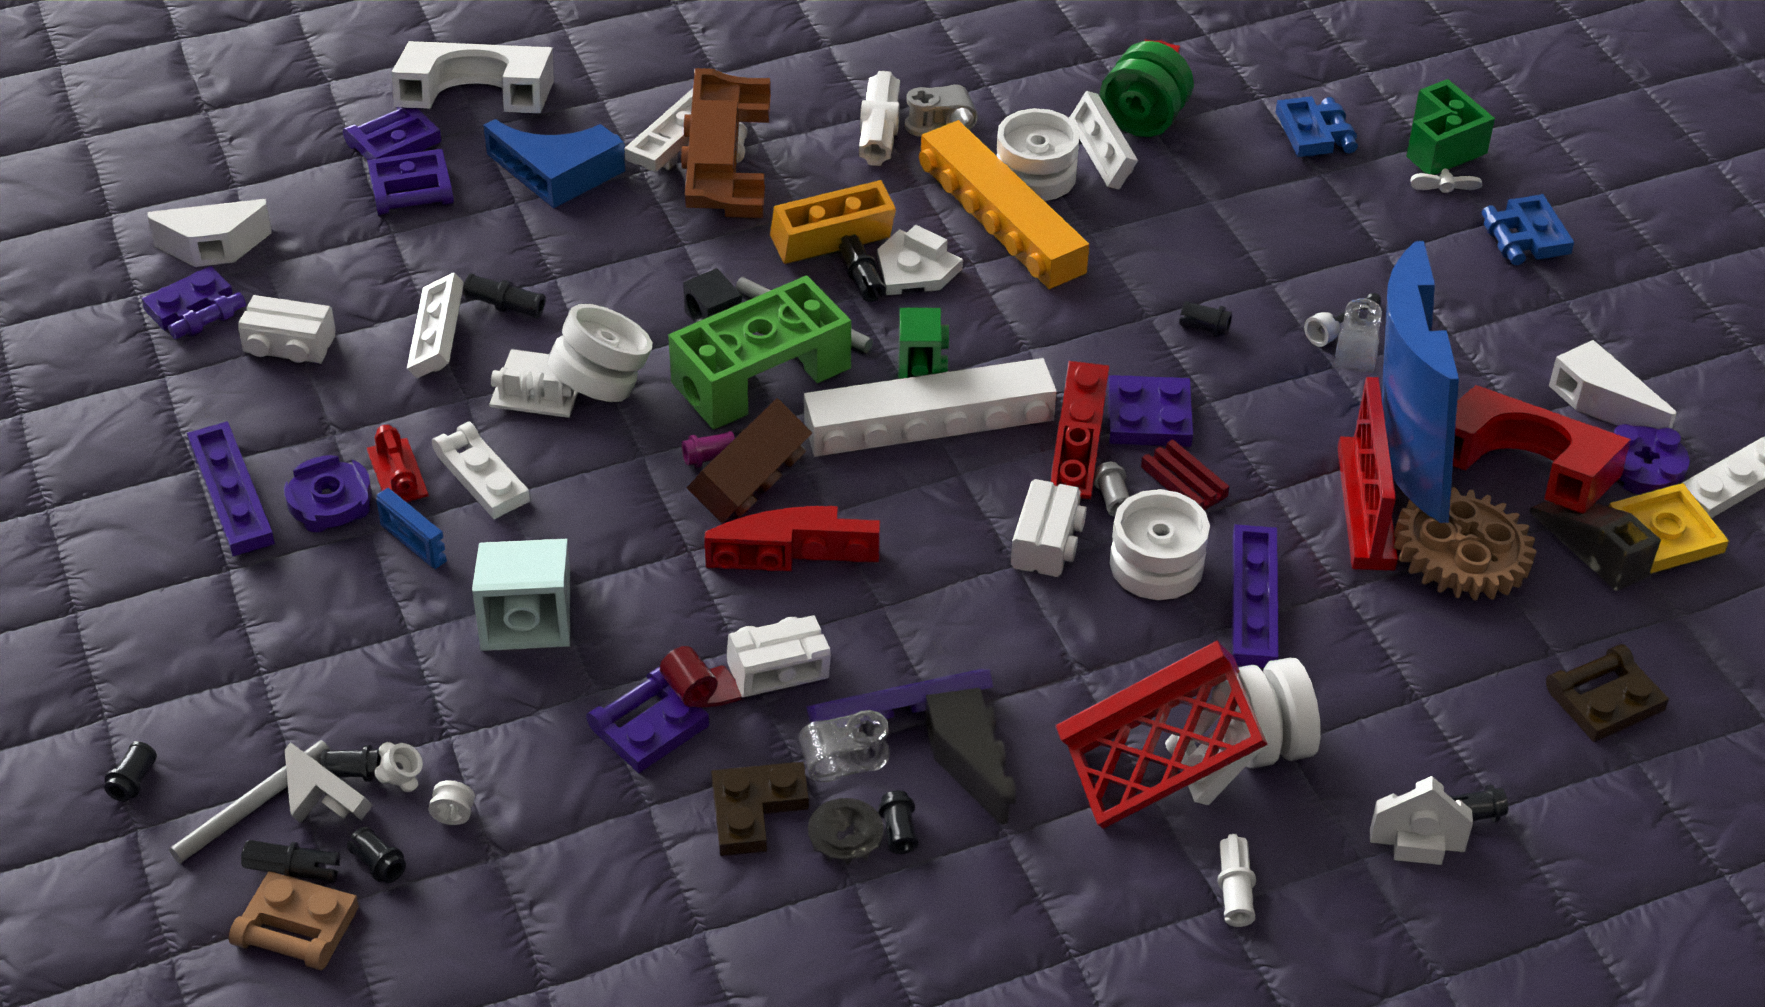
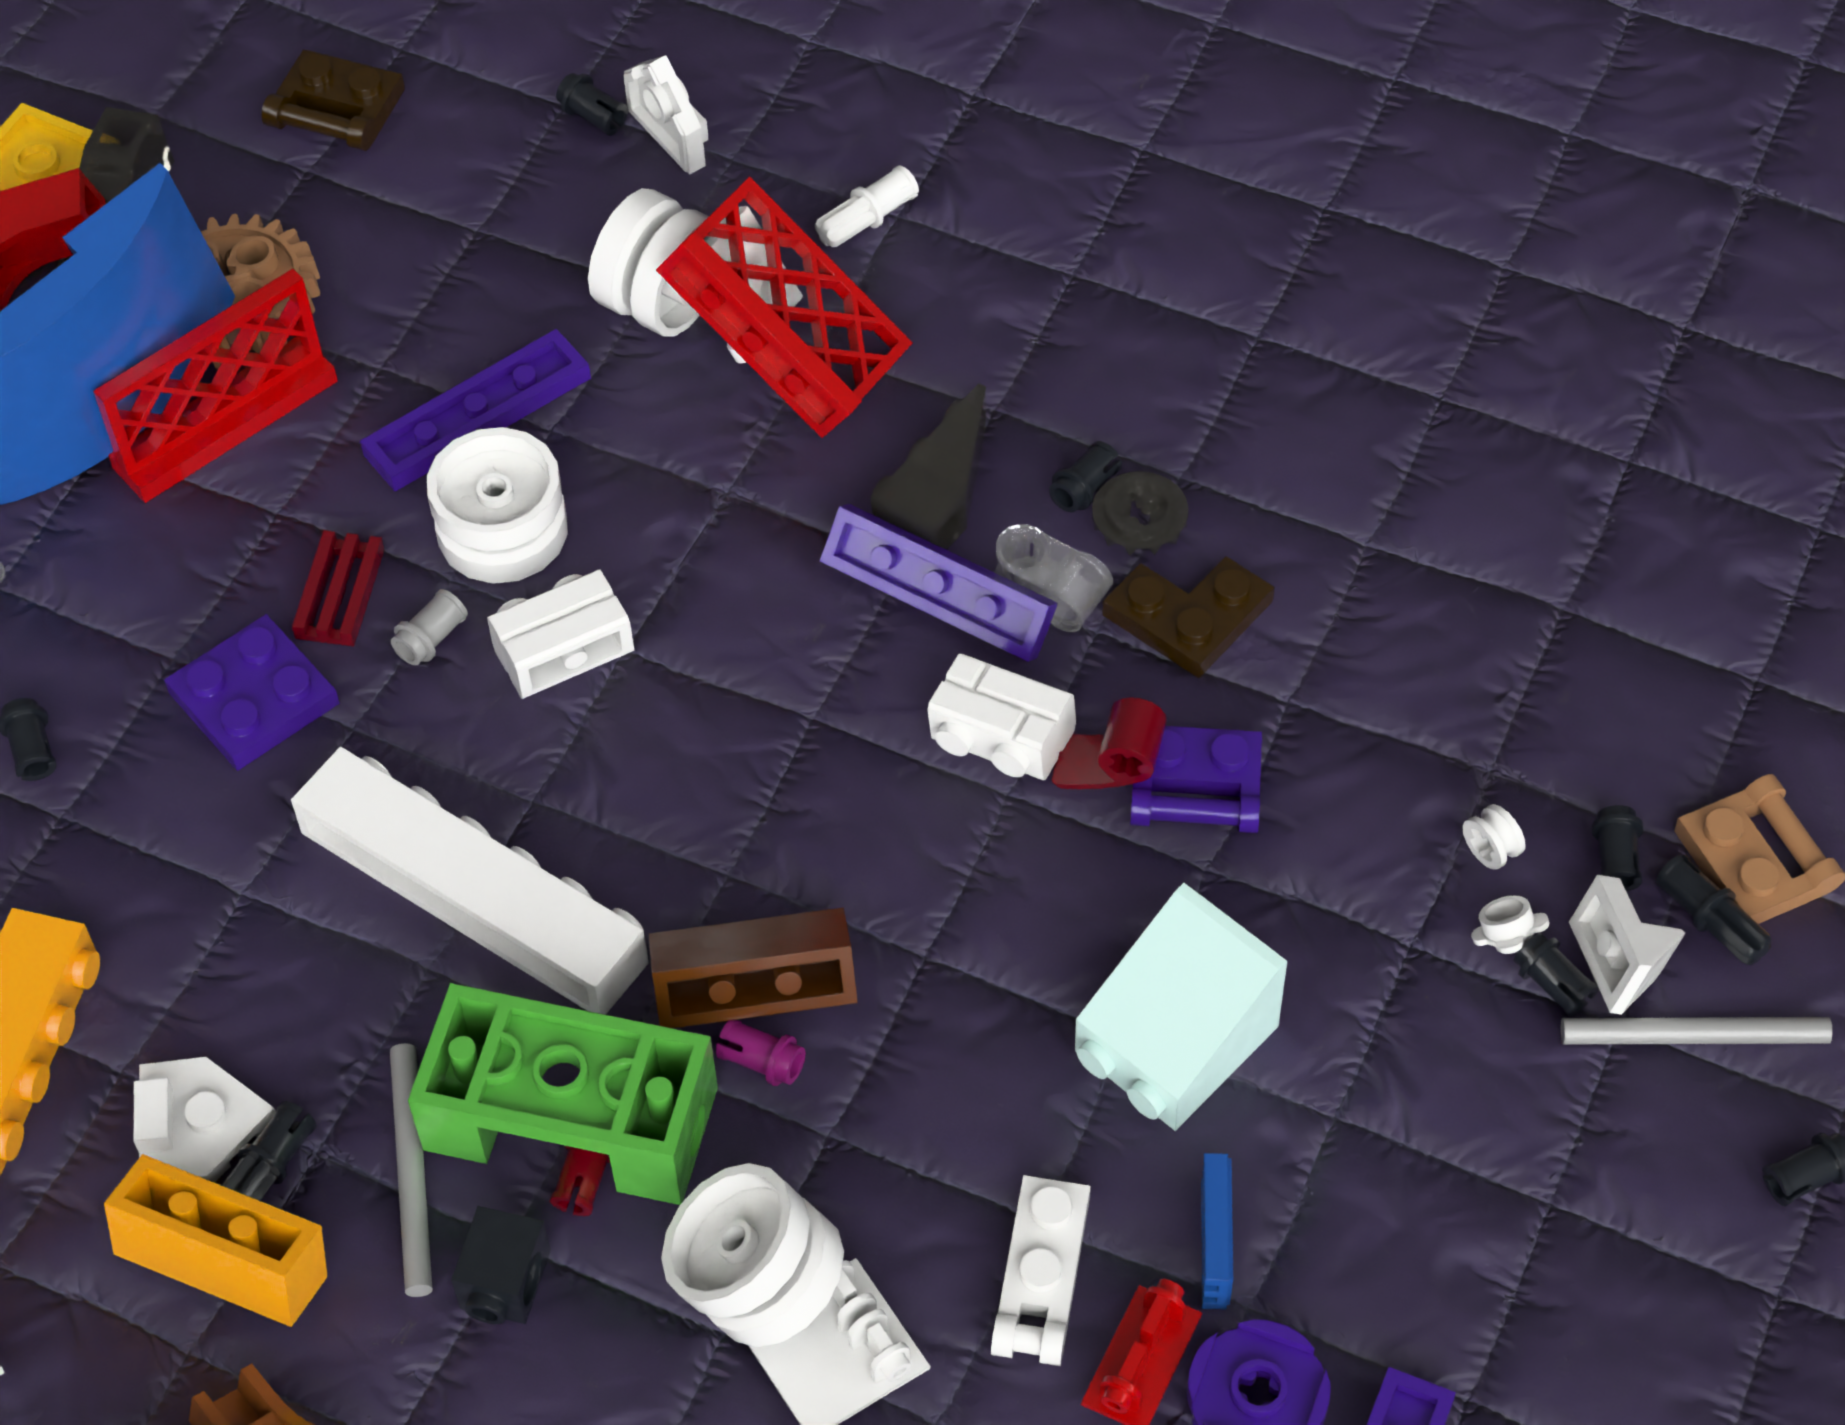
camera: 130 degrees left, 10 degrees up
(778, 536) = (831, 855): red slope -> none
(921, 342) = (404, 925): green brick -> none
(1080, 426) = (389, 704): red slope -> none

